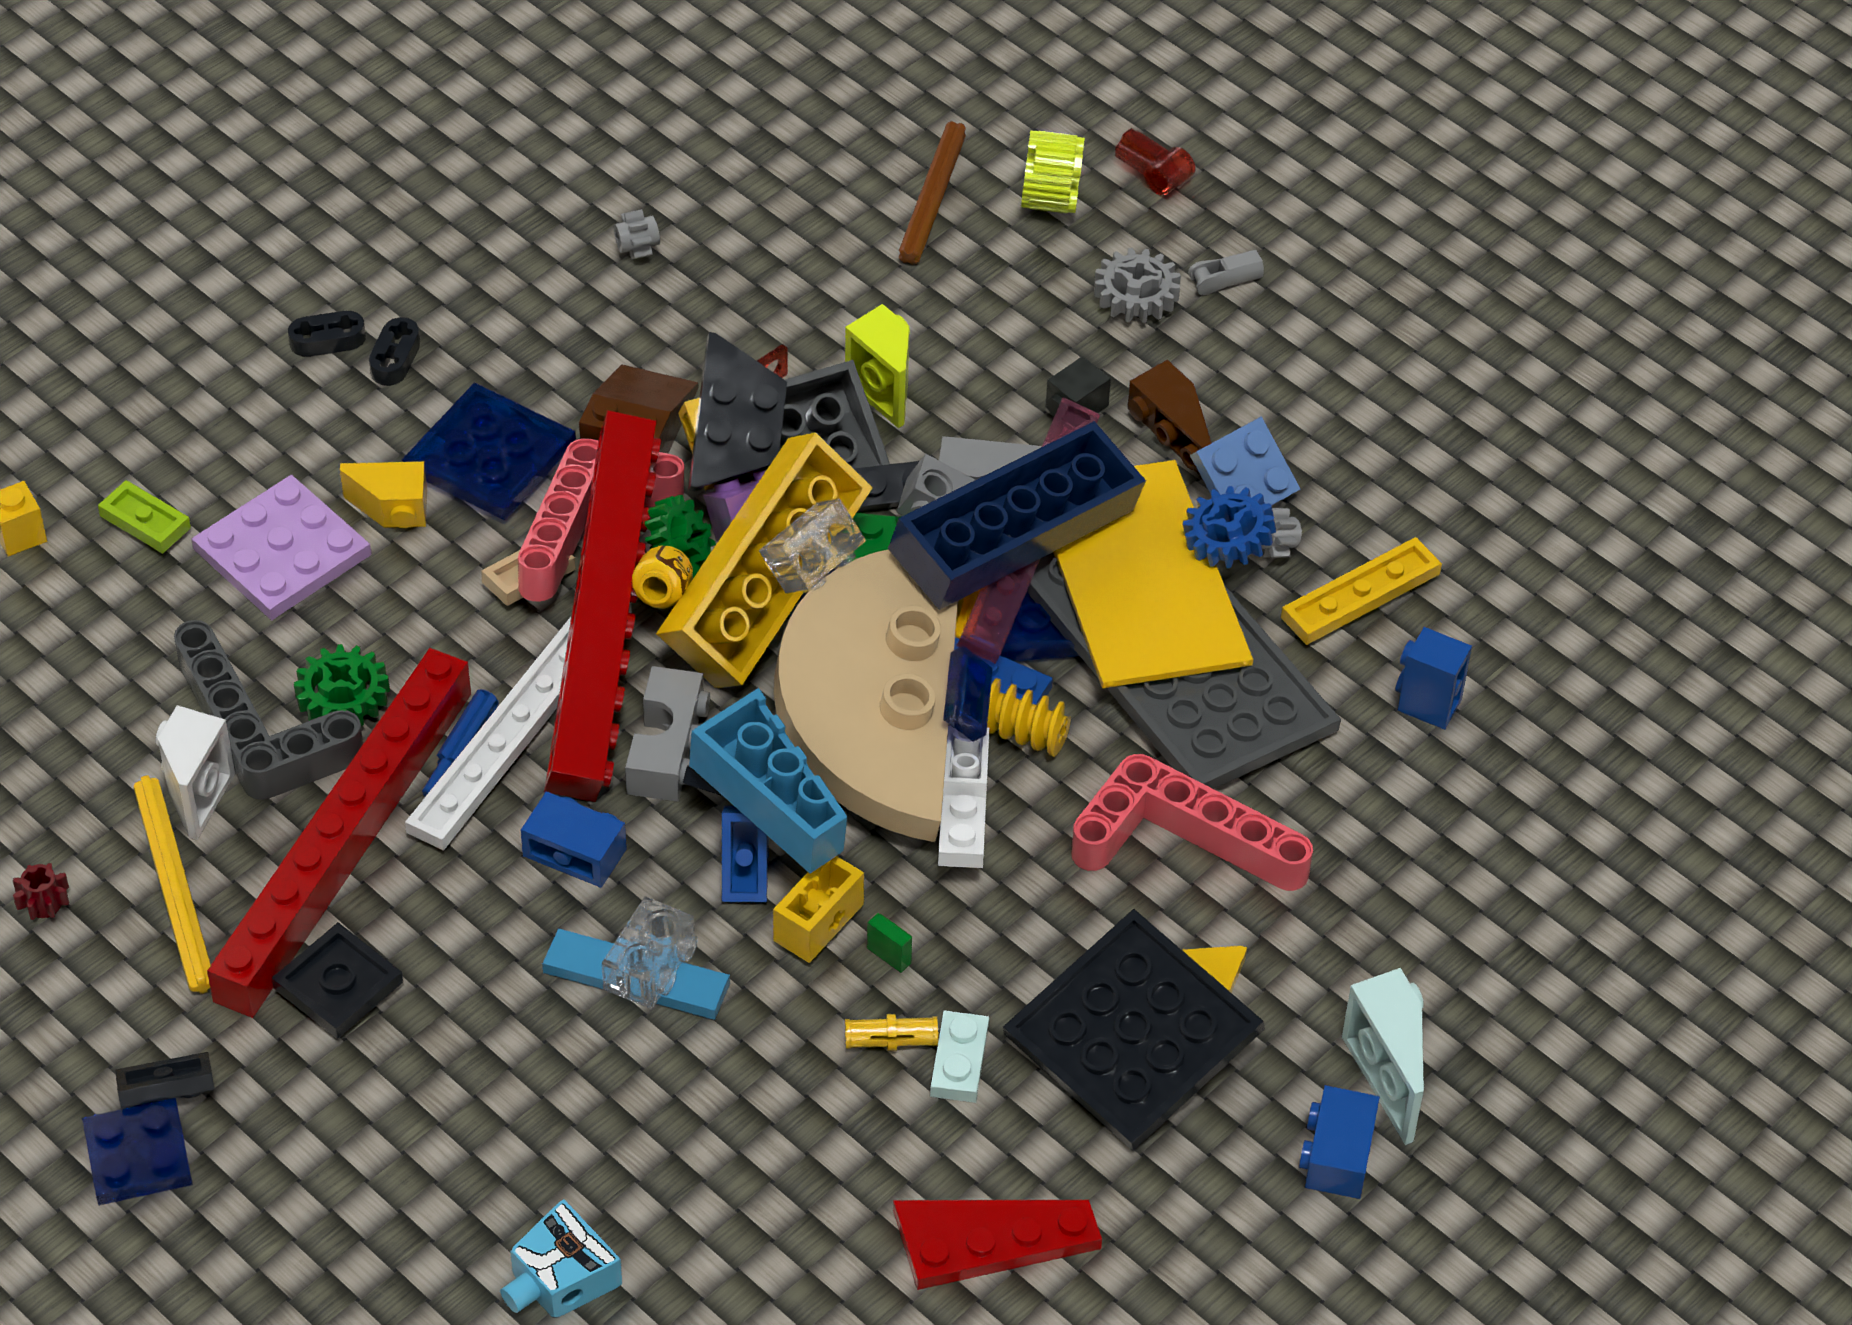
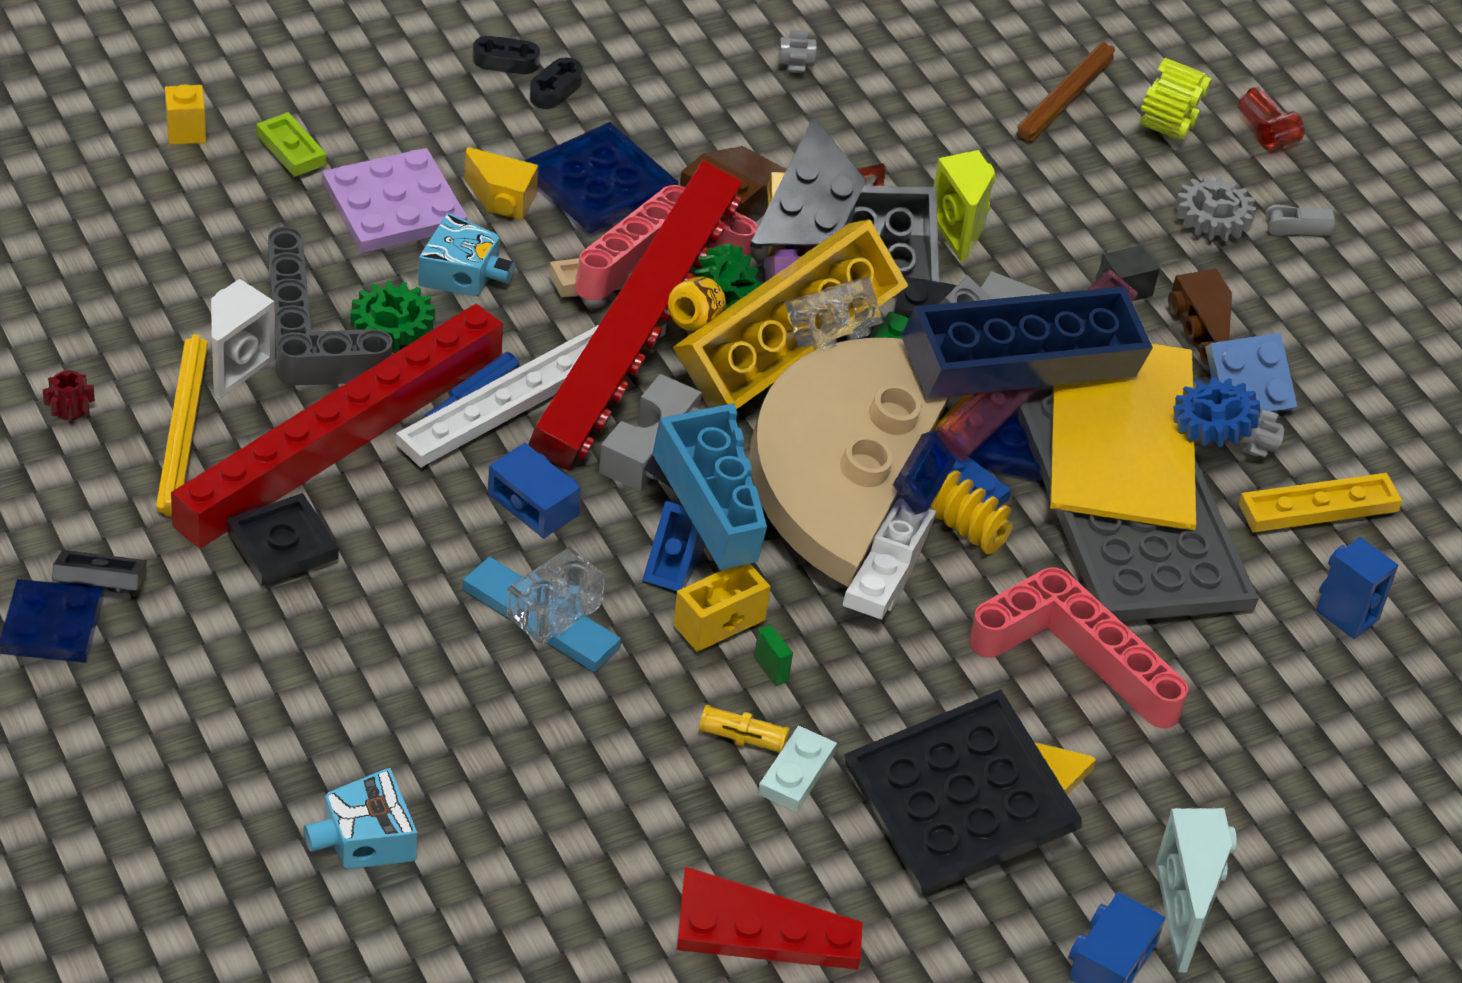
camera: 15 degrees right, 5 degrees down
(387, 594) = (462, 258): none -> medium azure torso

